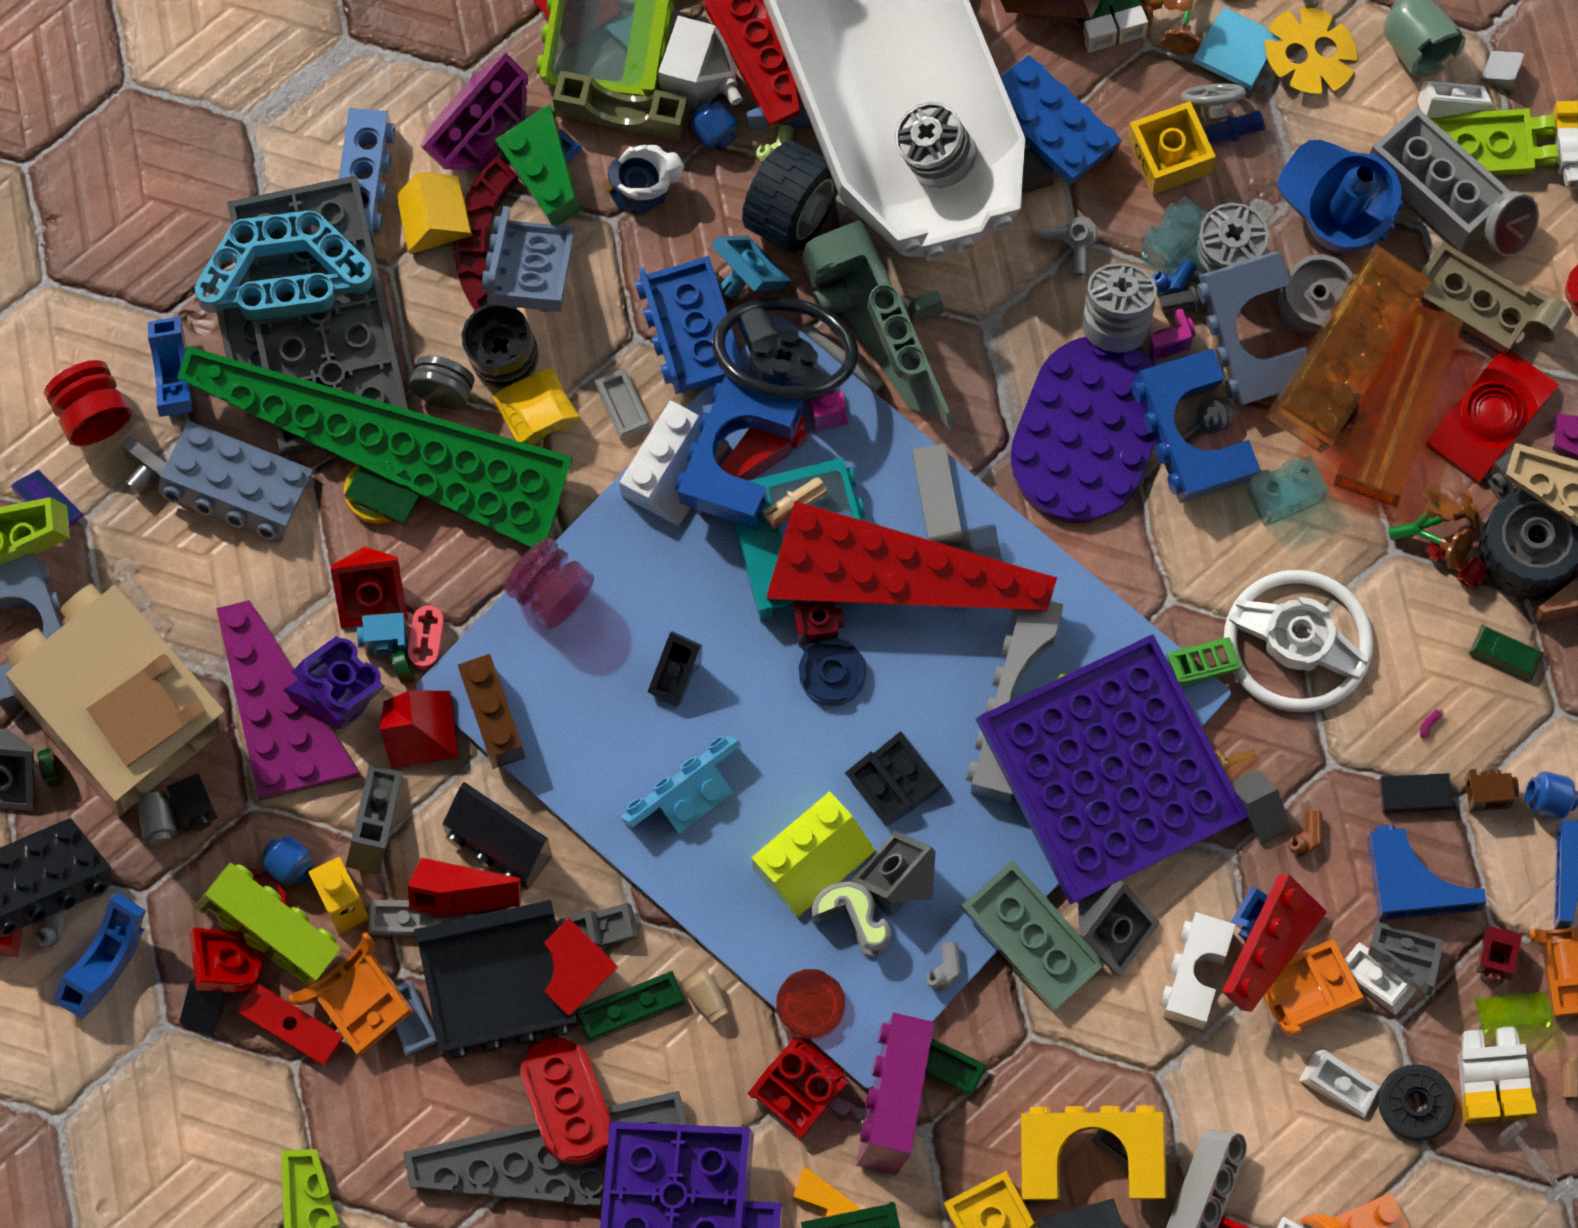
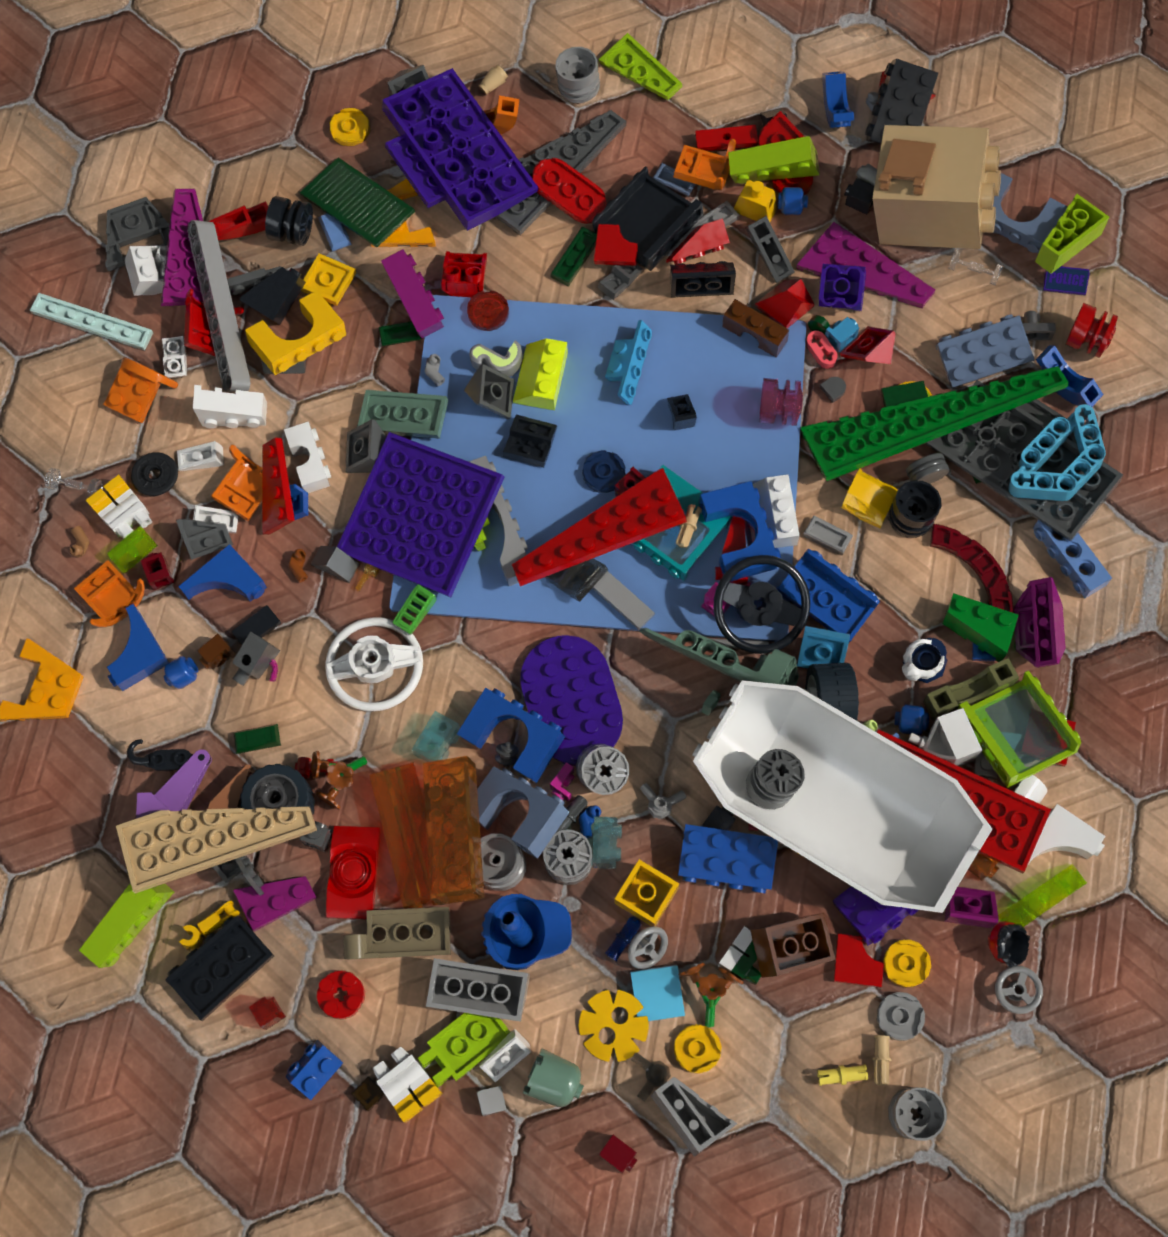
camera: 145 degrees right, 0 degrees up
(433, 211) = (1015, 561): yellow slope -> none
(455, 577) = (833, 388): none -> dark grey tile
(527, 264) = (938, 557): sand blue bracket -> none
(705, 994) = (543, 282): tan cone -> none
(1255, 1112) = (229, 409): none -> white wedge
(1445, 742) = (253, 658): none -> dark grey torso
(1512, 224) = (414, 991): tile -> none

